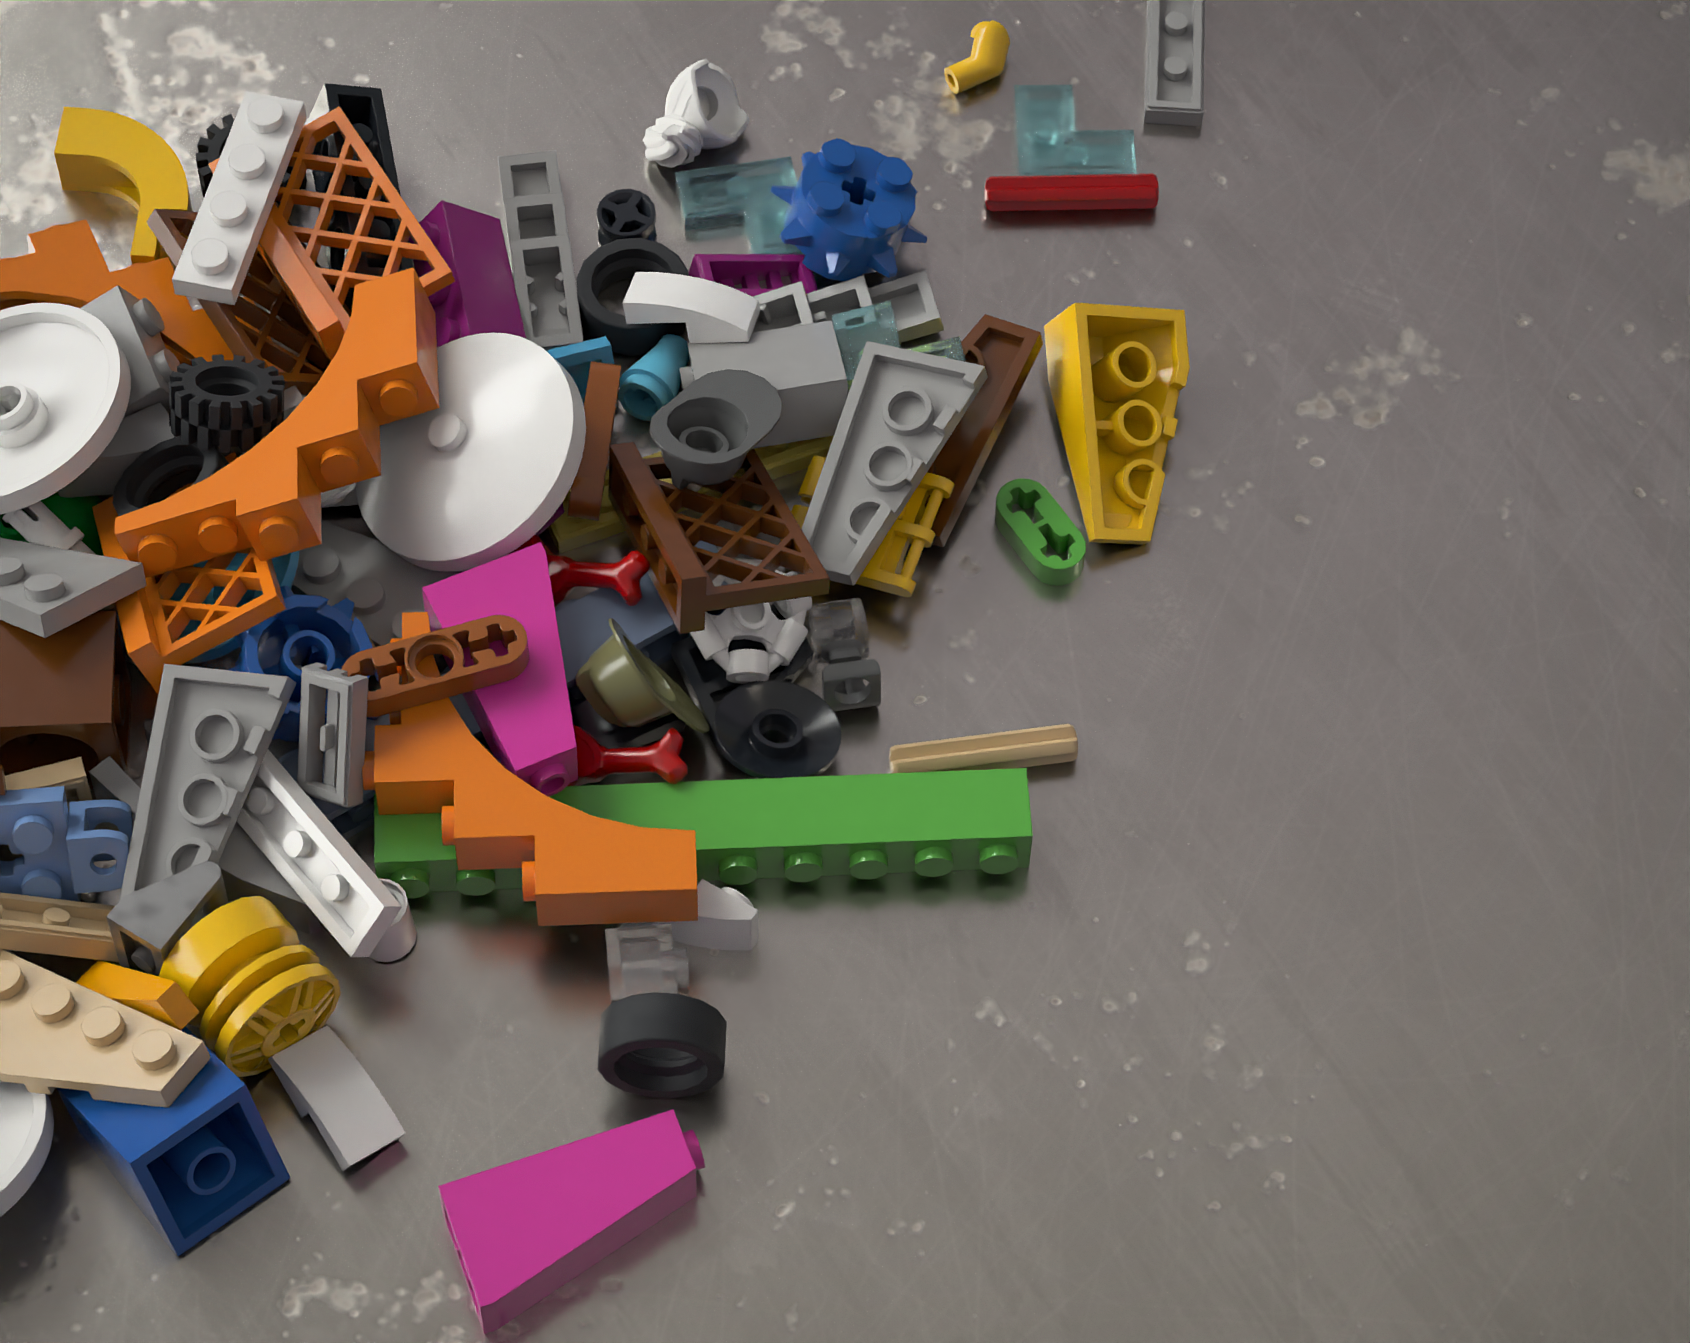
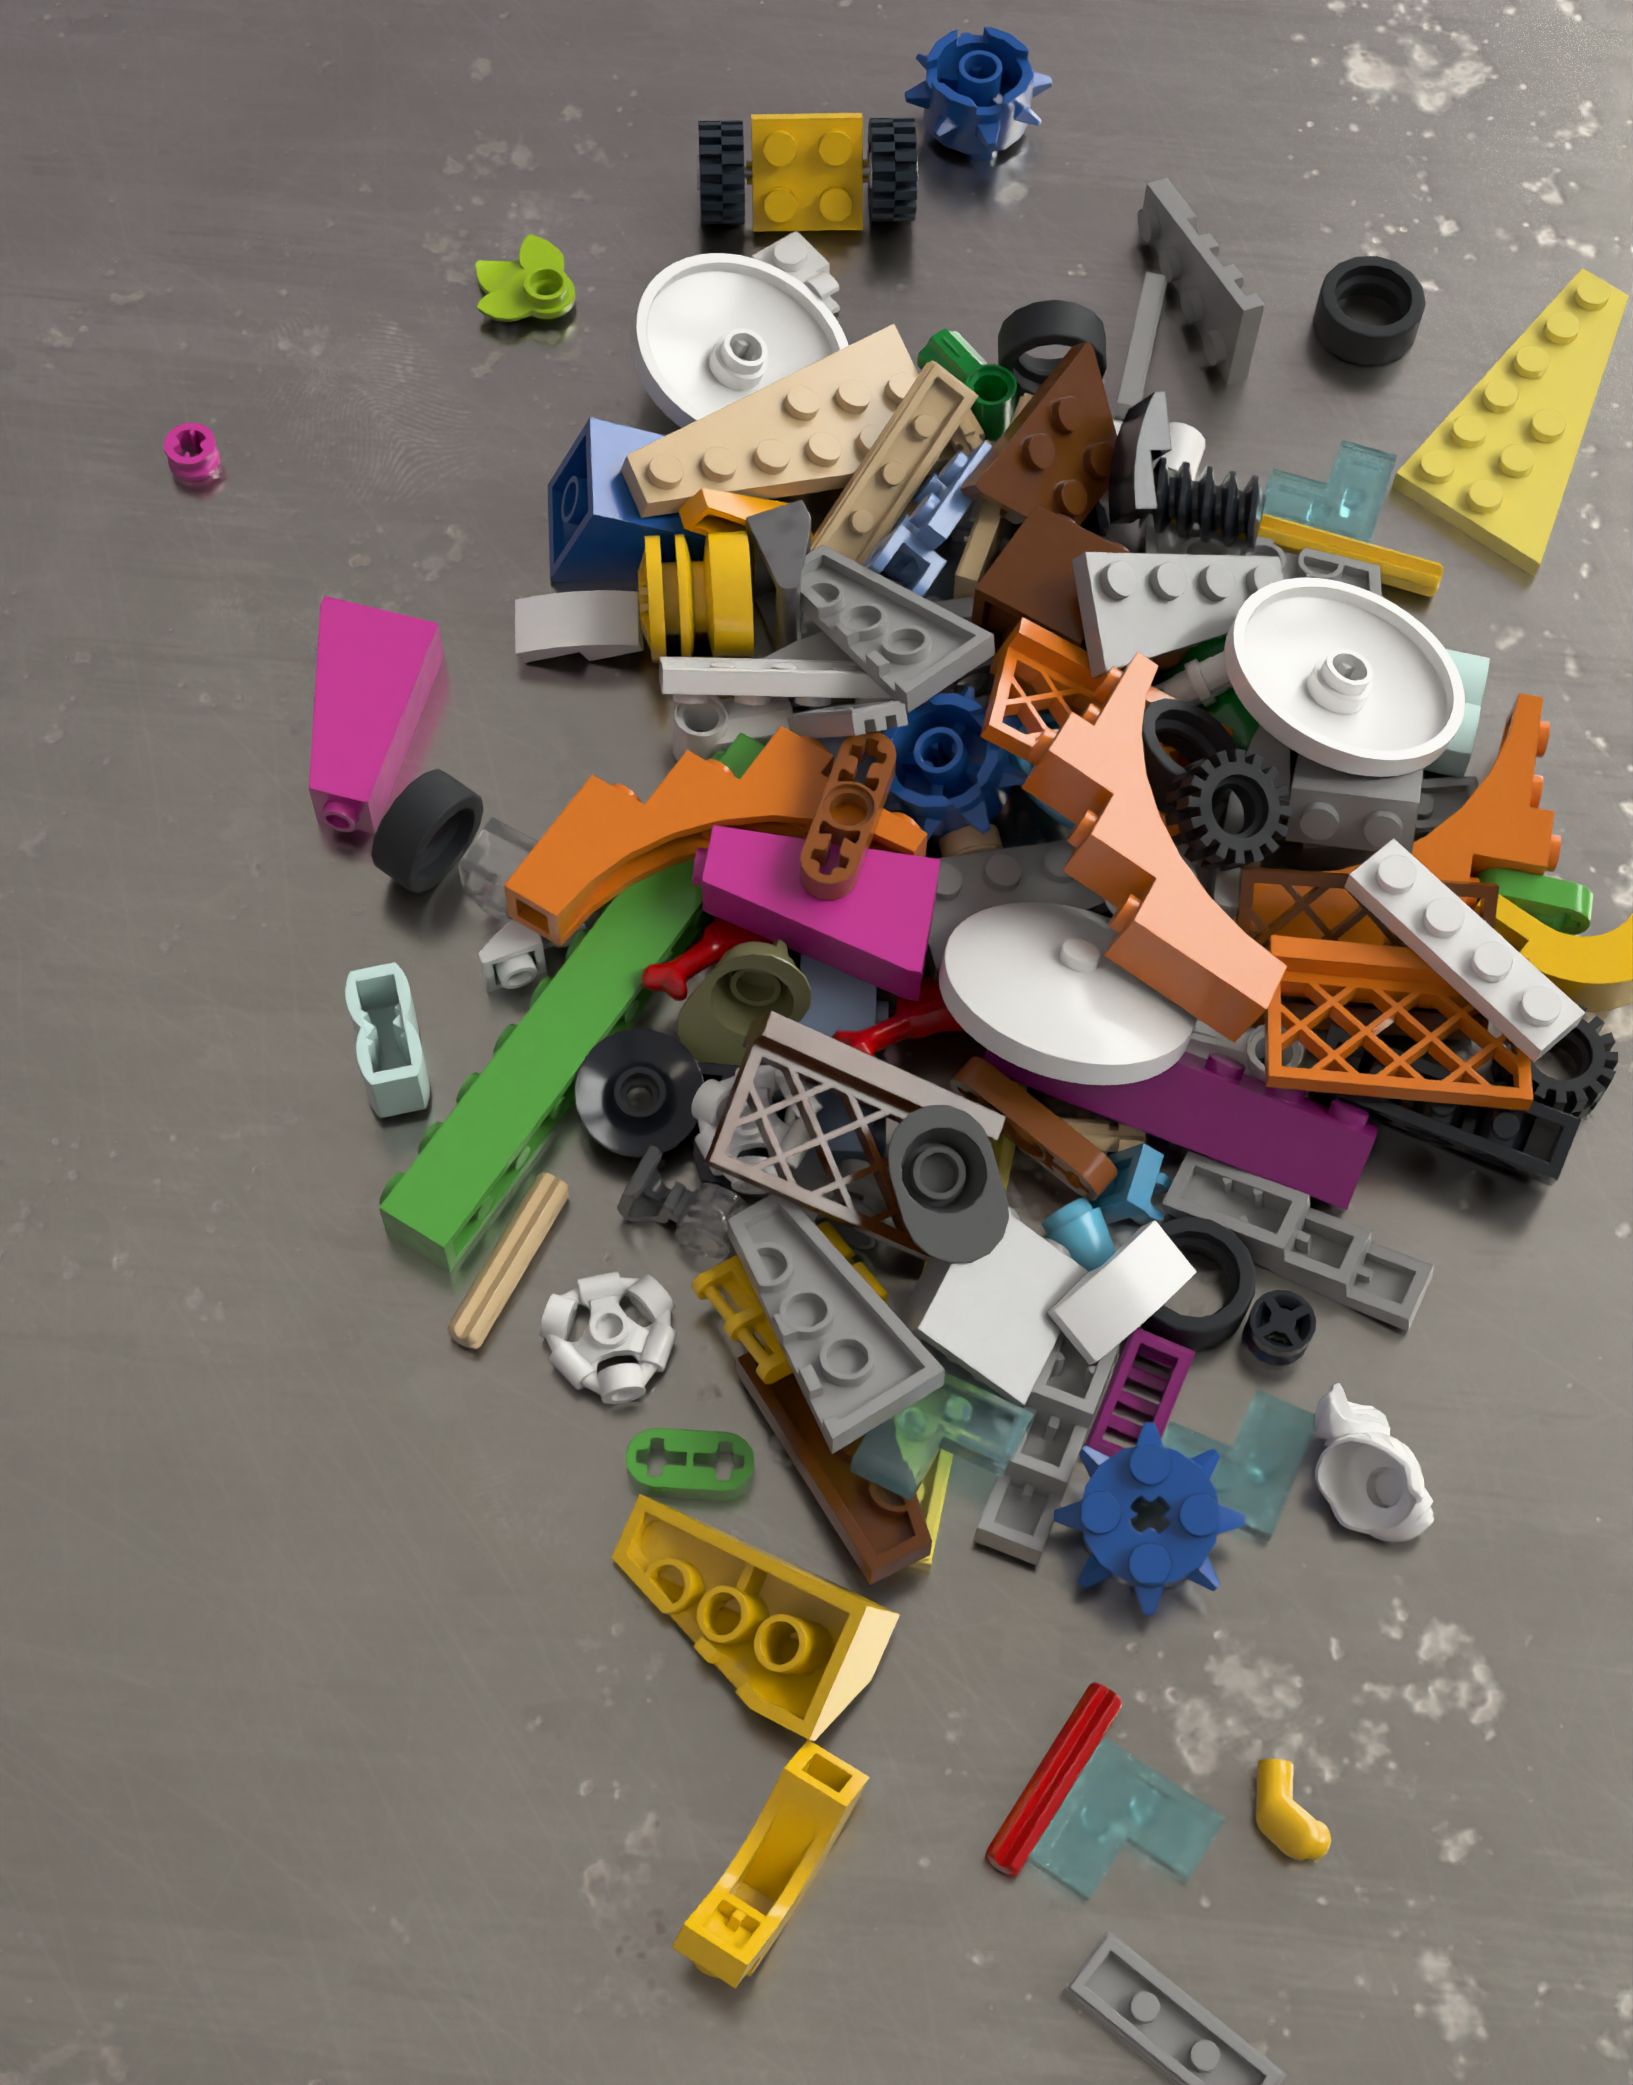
camera: 125 degrees right, 5 degrees up
(105, 228) = (1550, 900): none -> bright green beam
(880, 942) = (387, 1040): none -> light aqua brick
(988, 643) = (610, 1334): none -> white piece
(1283, 304) = (773, 1866): none -> yellow arch

